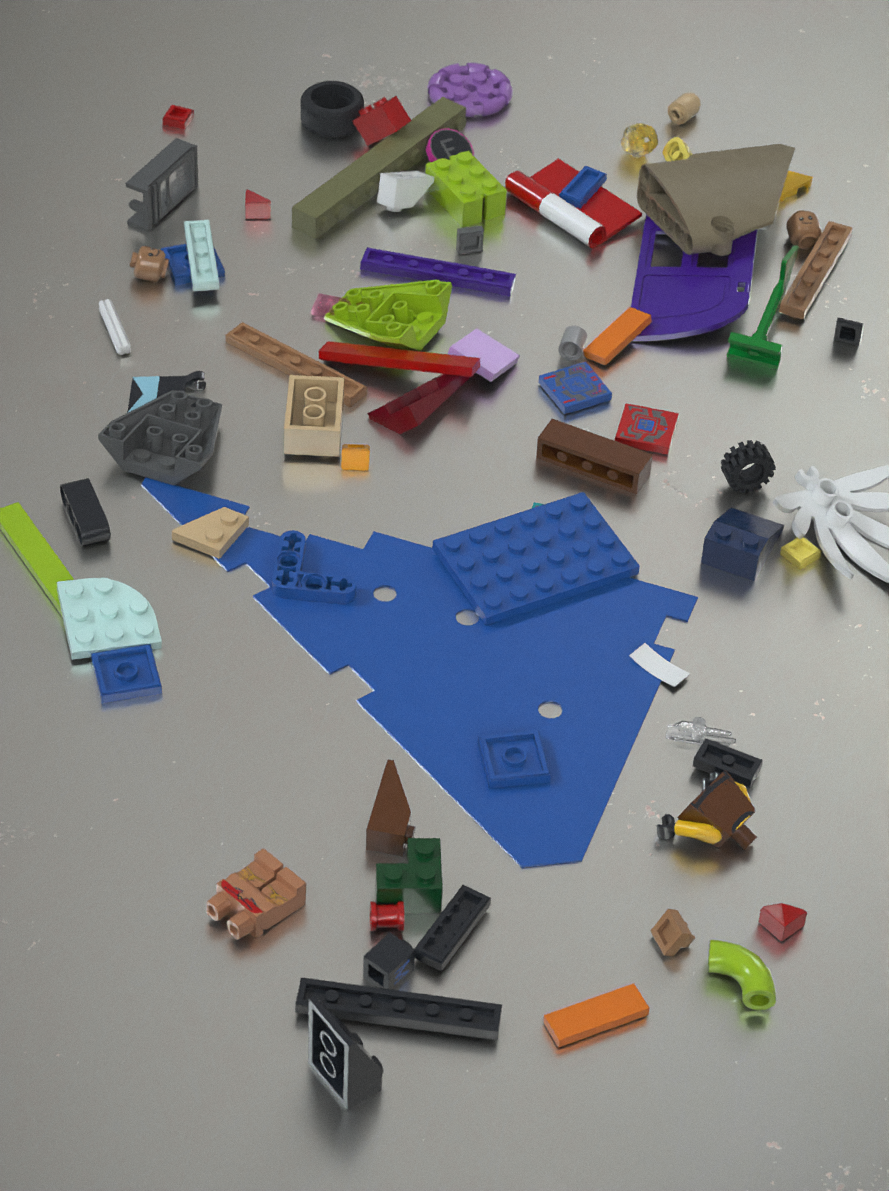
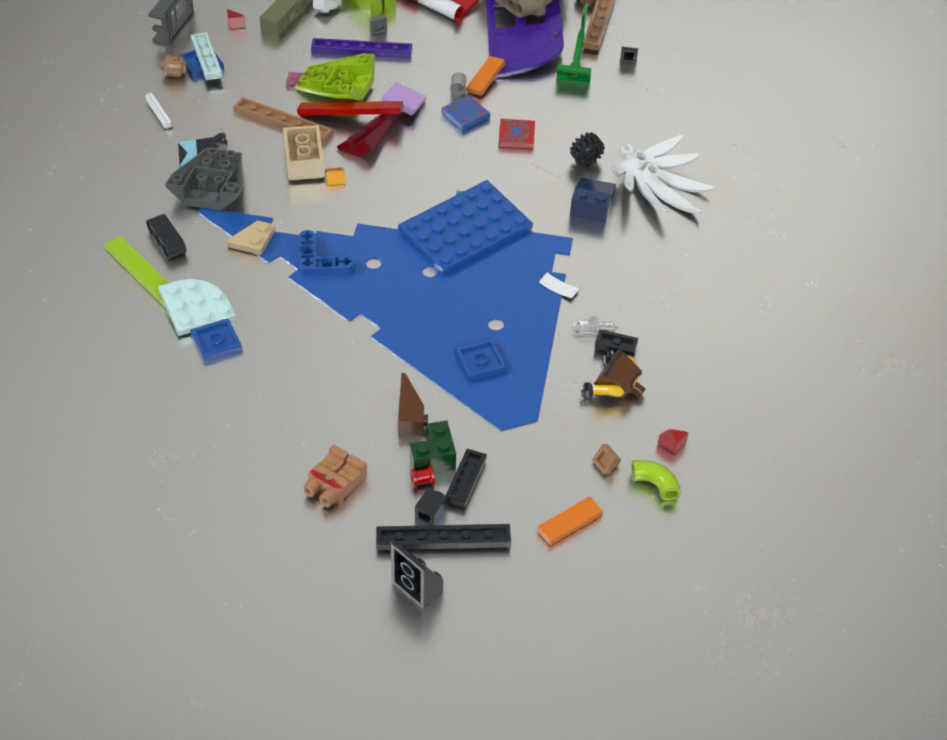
camera: 10 degrees left, 5 degrees up
(594, 456) = (488, 155): reddish brown brick -> none
(800, 552) = (630, 200): light yellow tile -> none

